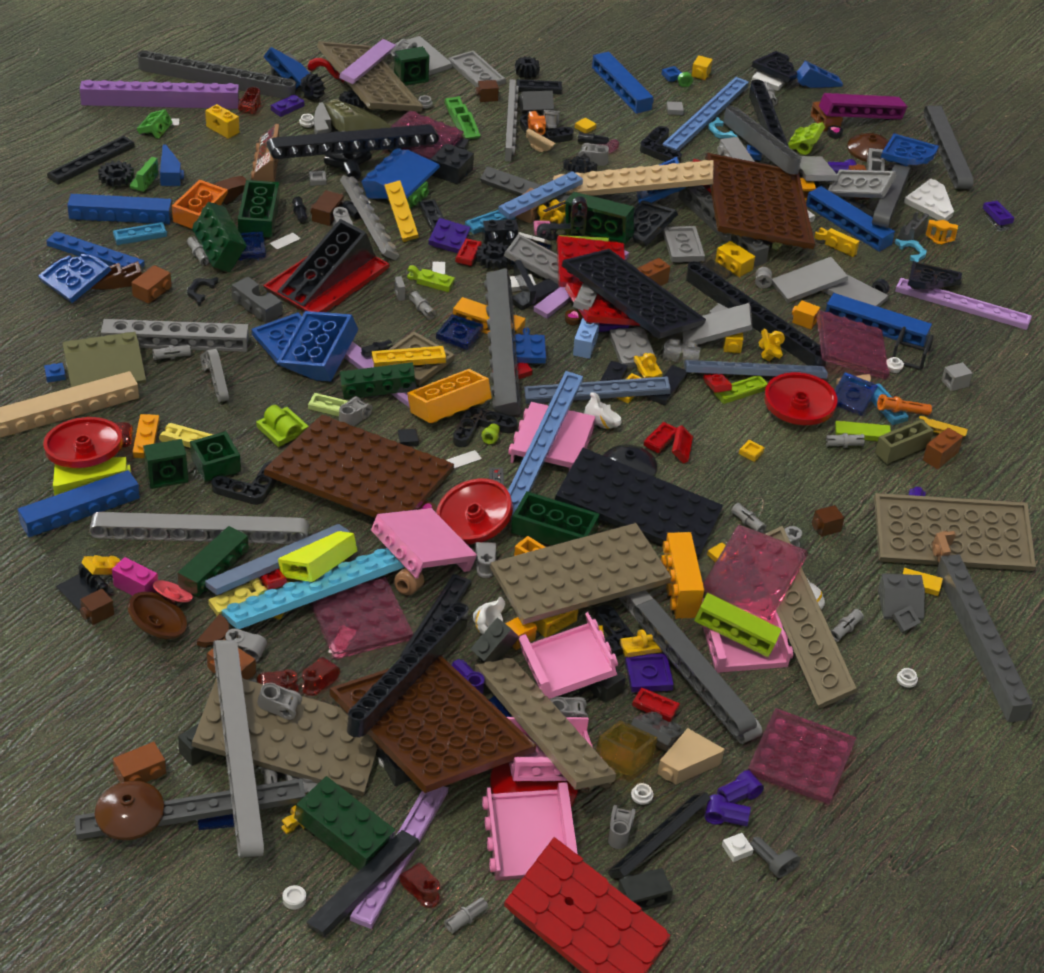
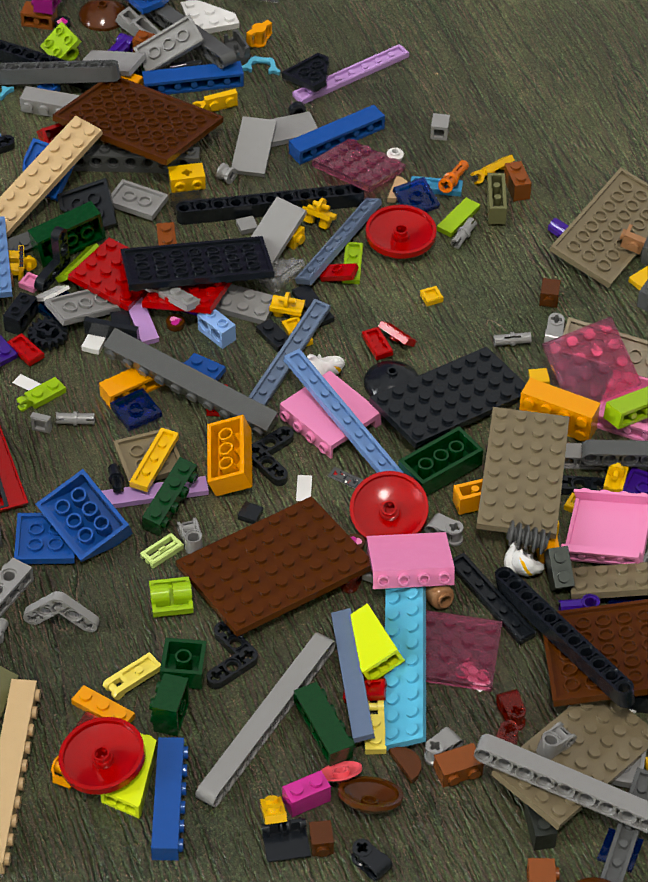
camera: 55 degrees left, 5 degrees up
(93, 644) = (370, 859): none -> black piece
(490, 434) = (291, 453): lime piece -> none
(502, 600) = (527, 537): none -> dark grey piece
(805, 314) = (295, 173): light orange brick -> none
(925, 349) = (379, 131): black piece -> none

